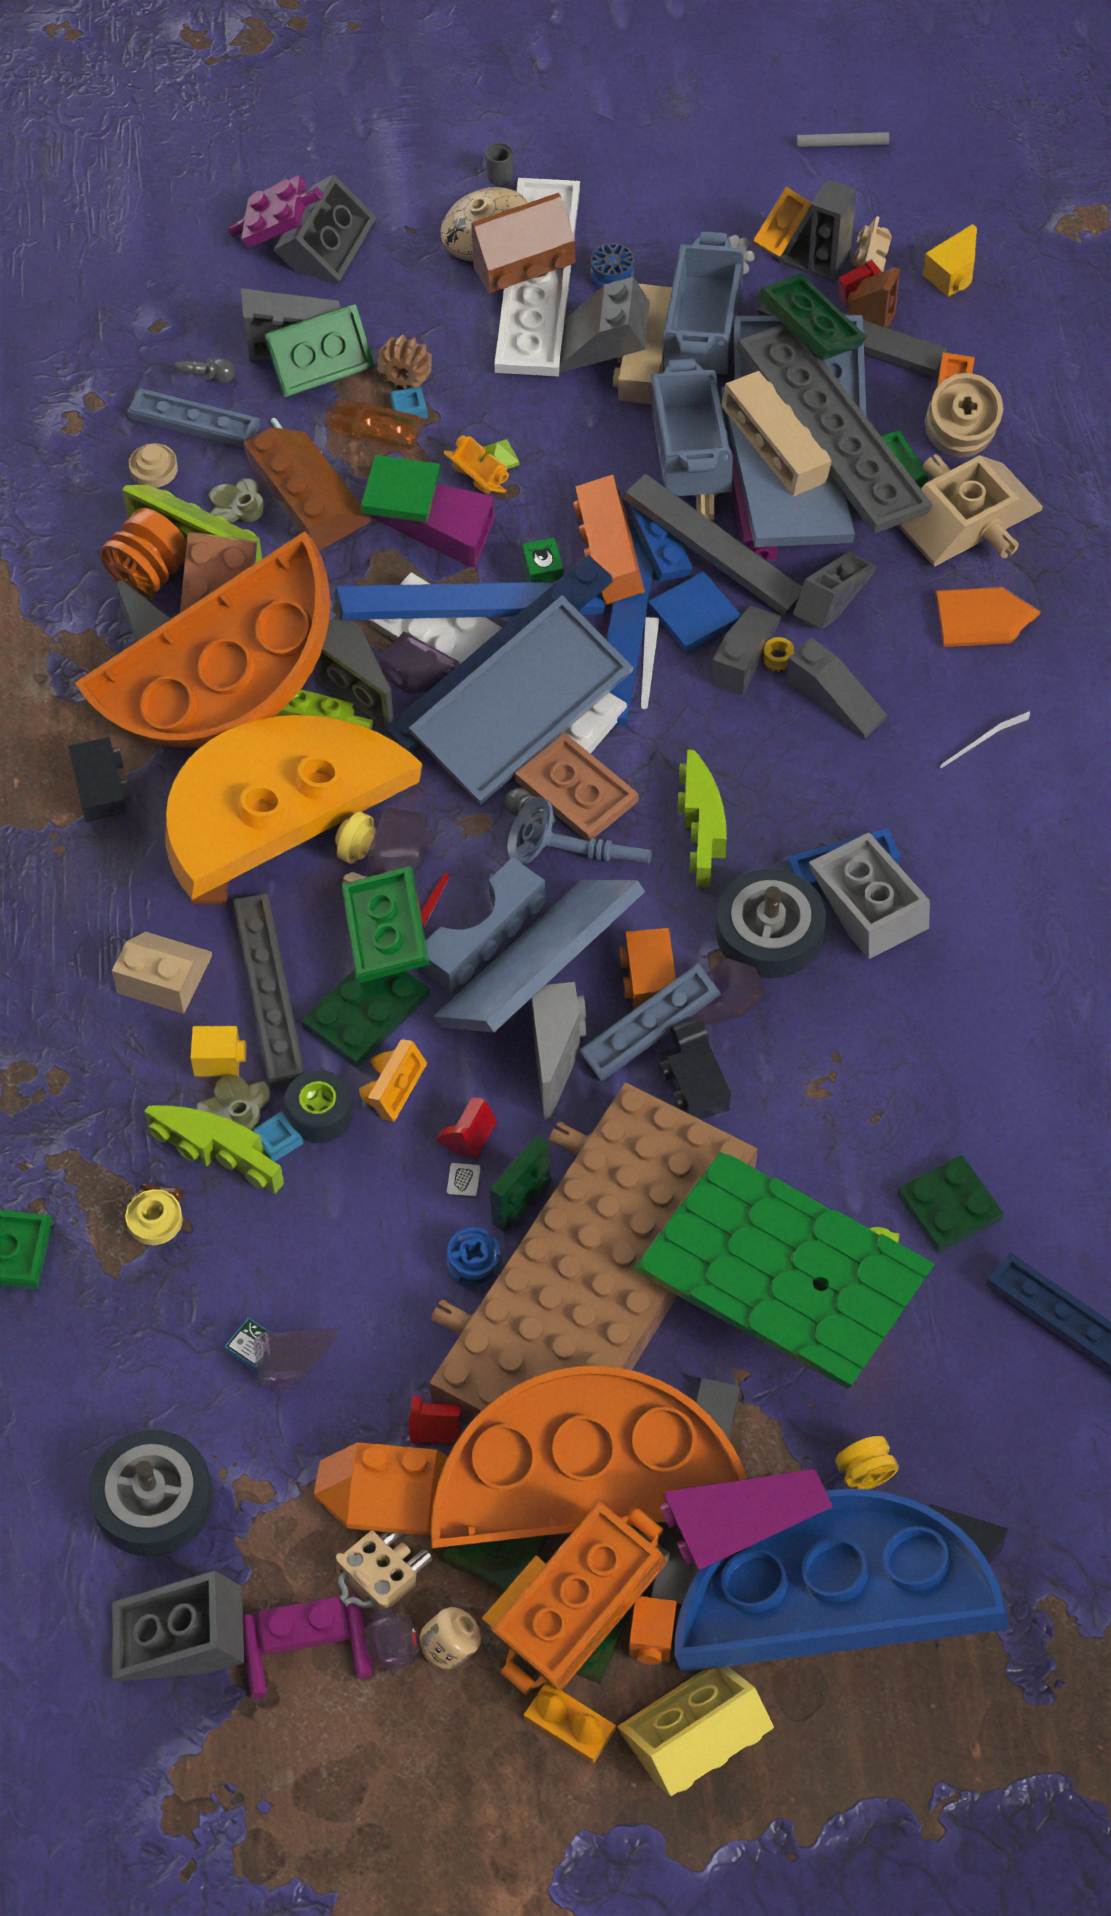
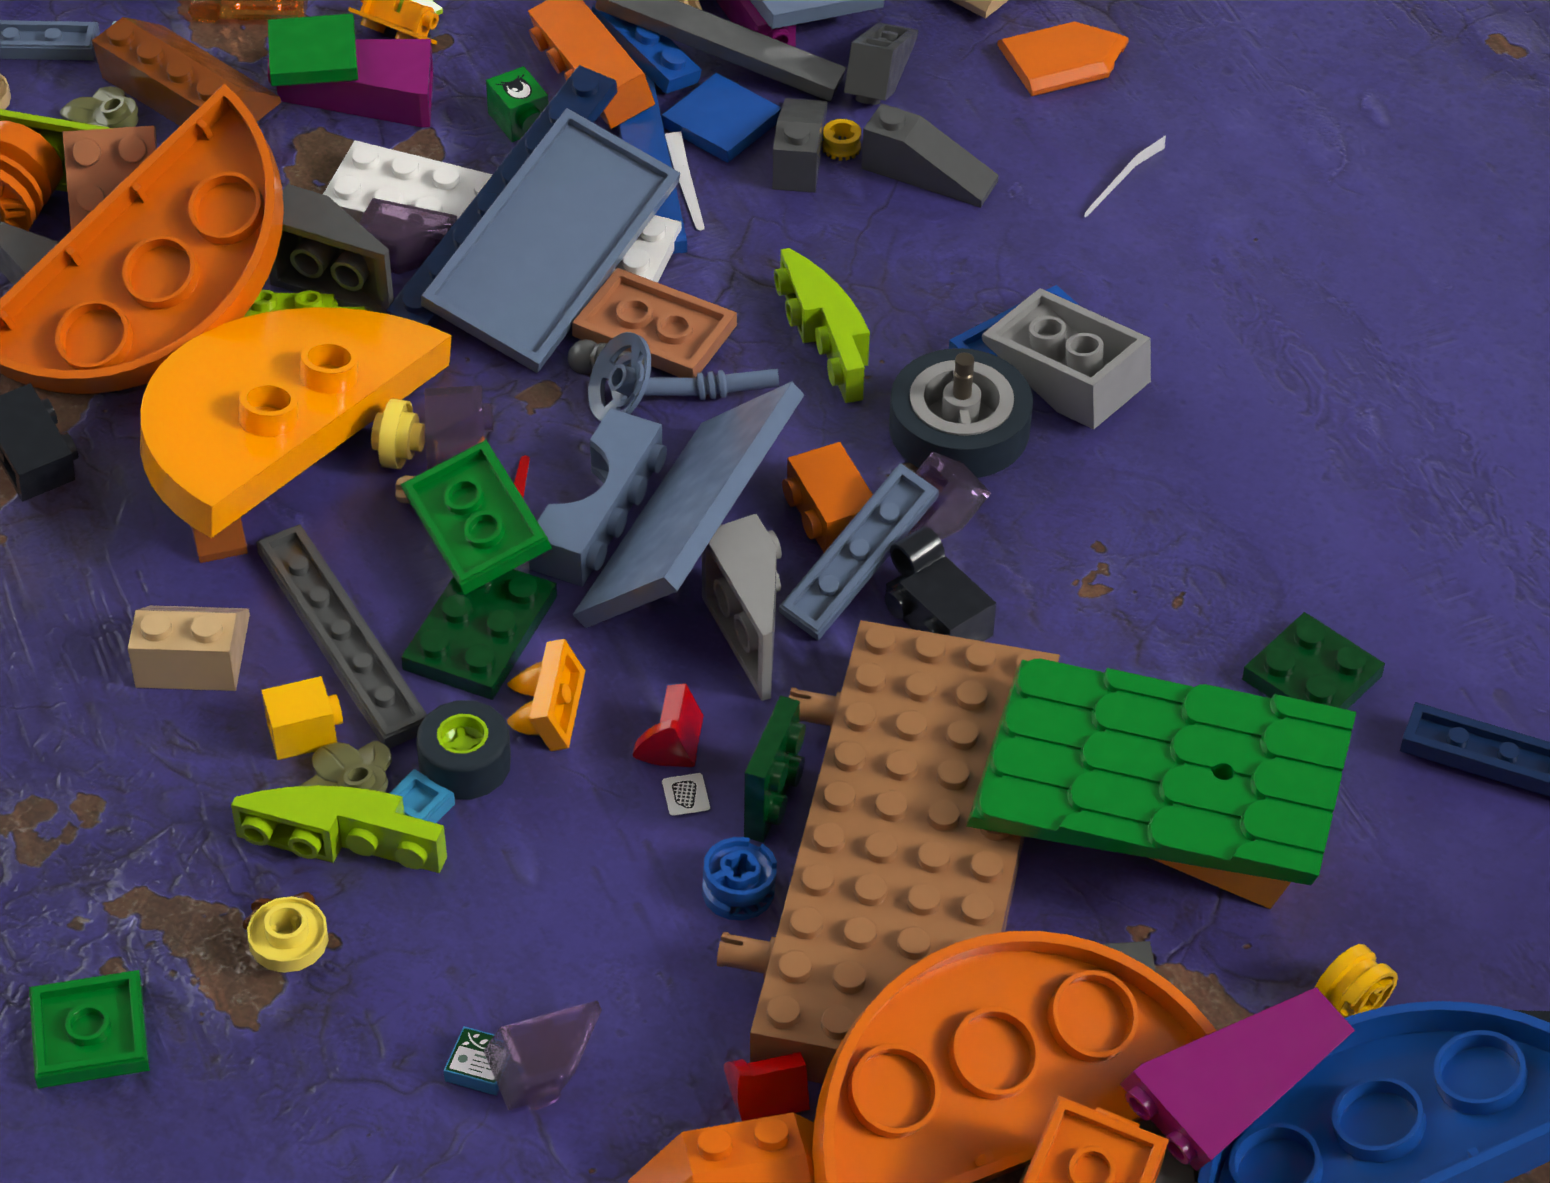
camera: 20 degrees left, 10 degrees down
(444, 600) = (404, 152): blue tile -> none

